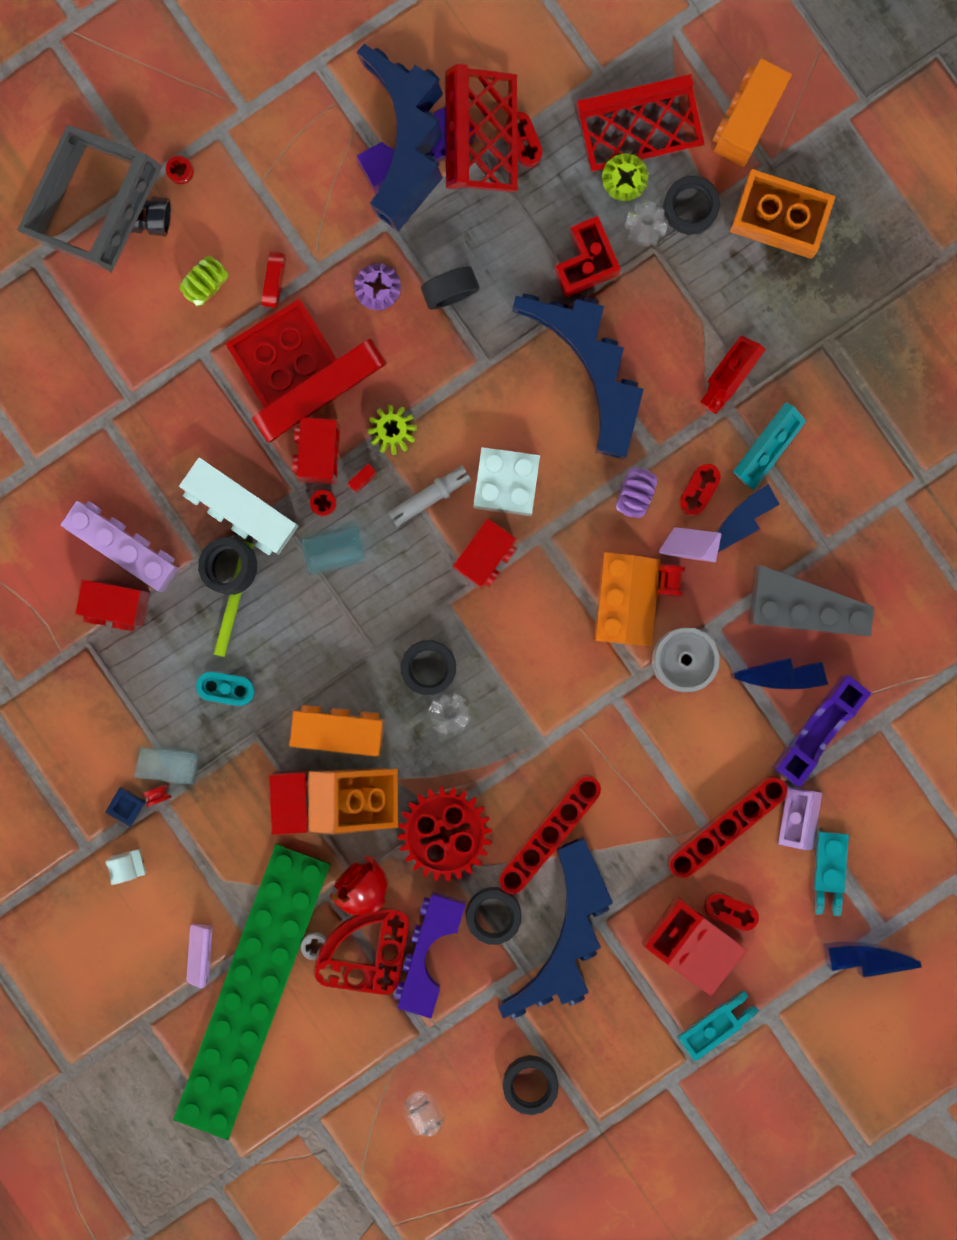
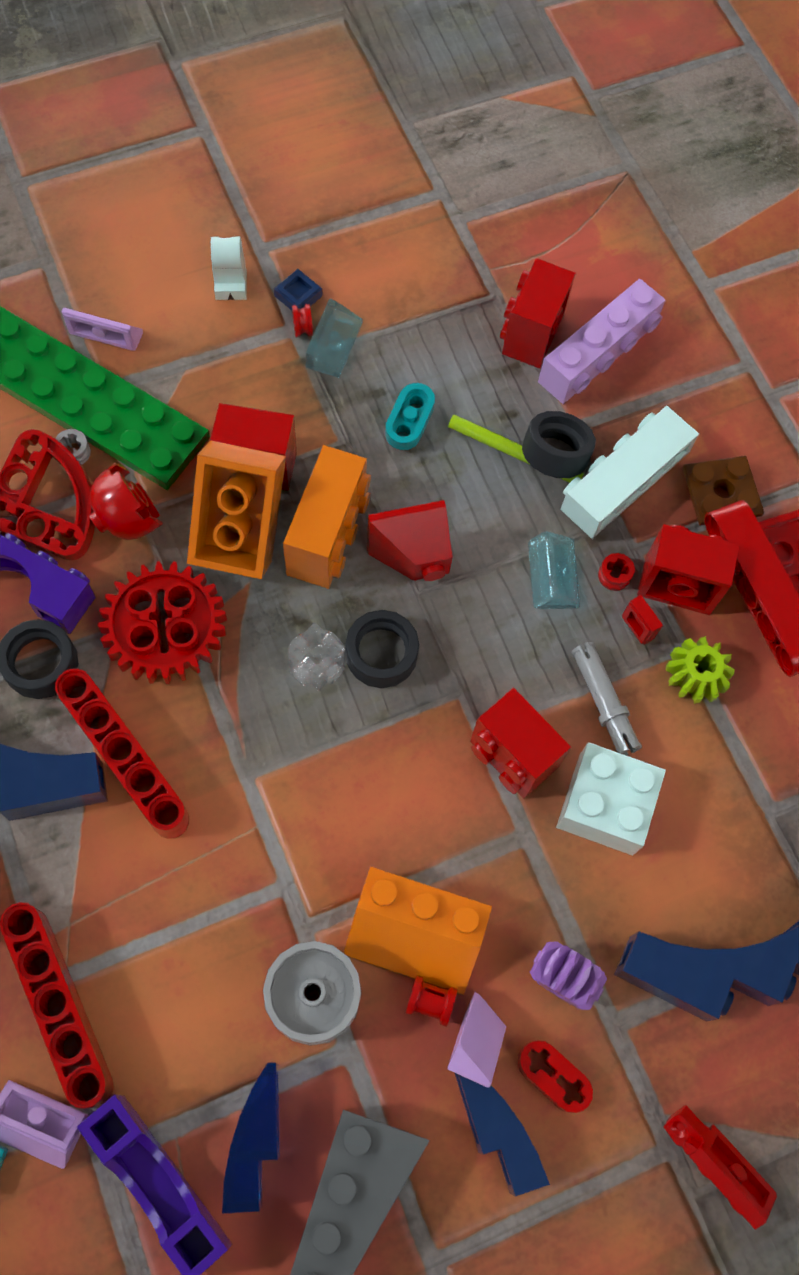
camera: 95 degrees right, 20 degrees down
(217, 422) = (729, 474): none -> reddish brown piece
(342, 660) = (412, 540): none -> red slope
(769, 446) = (605, 1204): teal plate -> none

